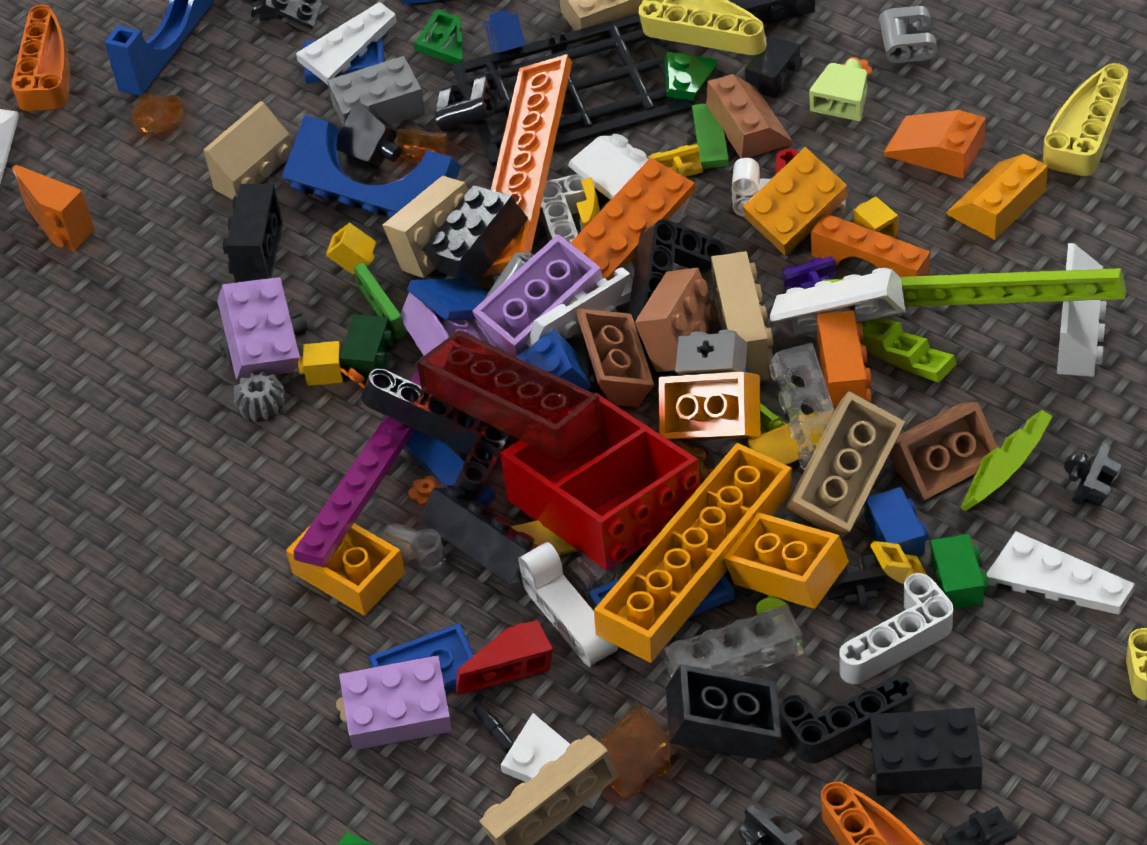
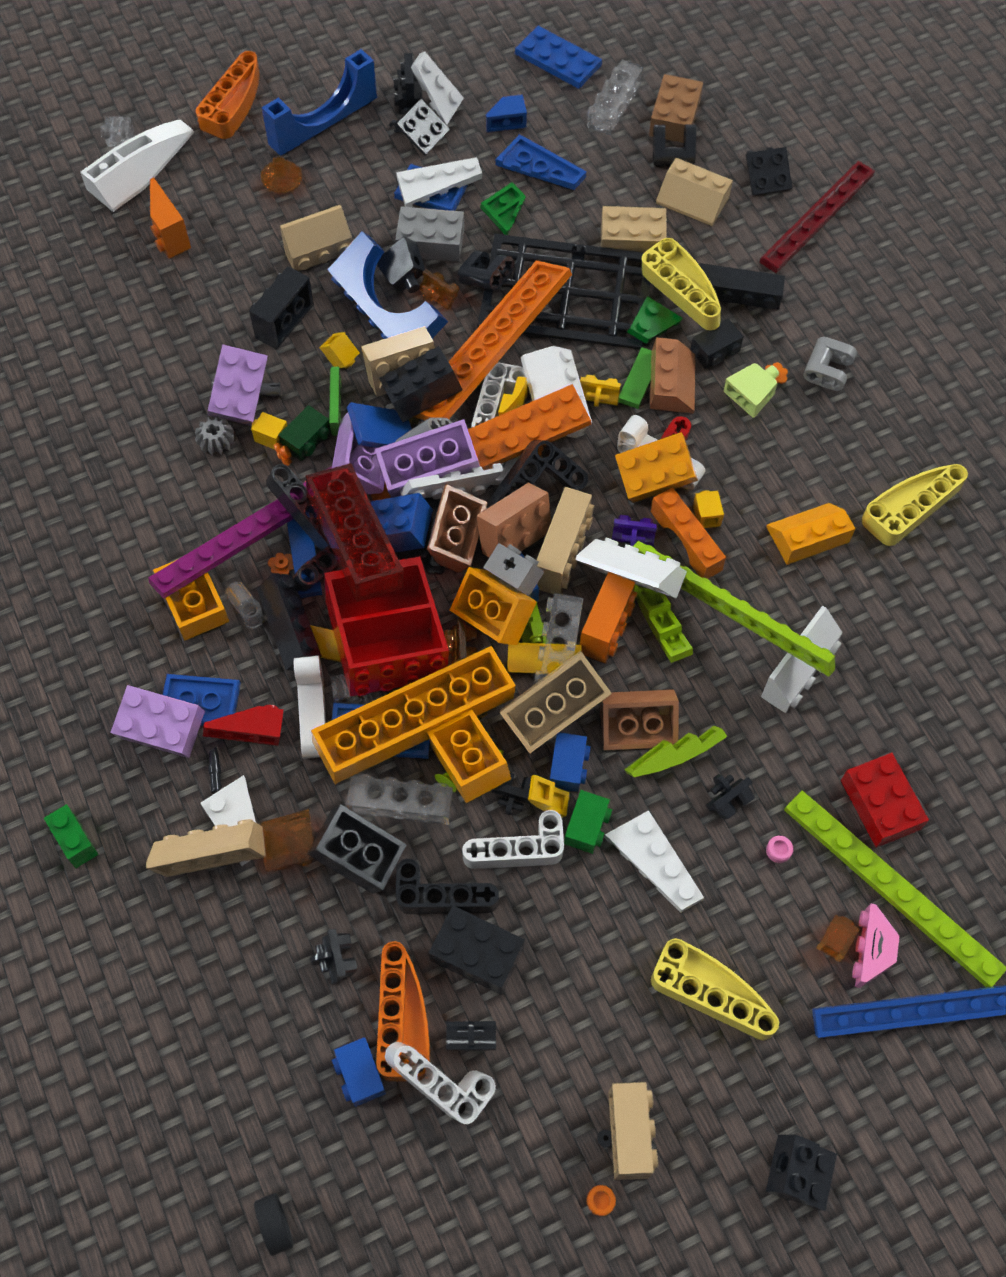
camera: 20 degrees right, 15 degrees up
(504, 31) = (543, 225): blue brick -> none
(939, 141) = (795, 464): orange slope -> none

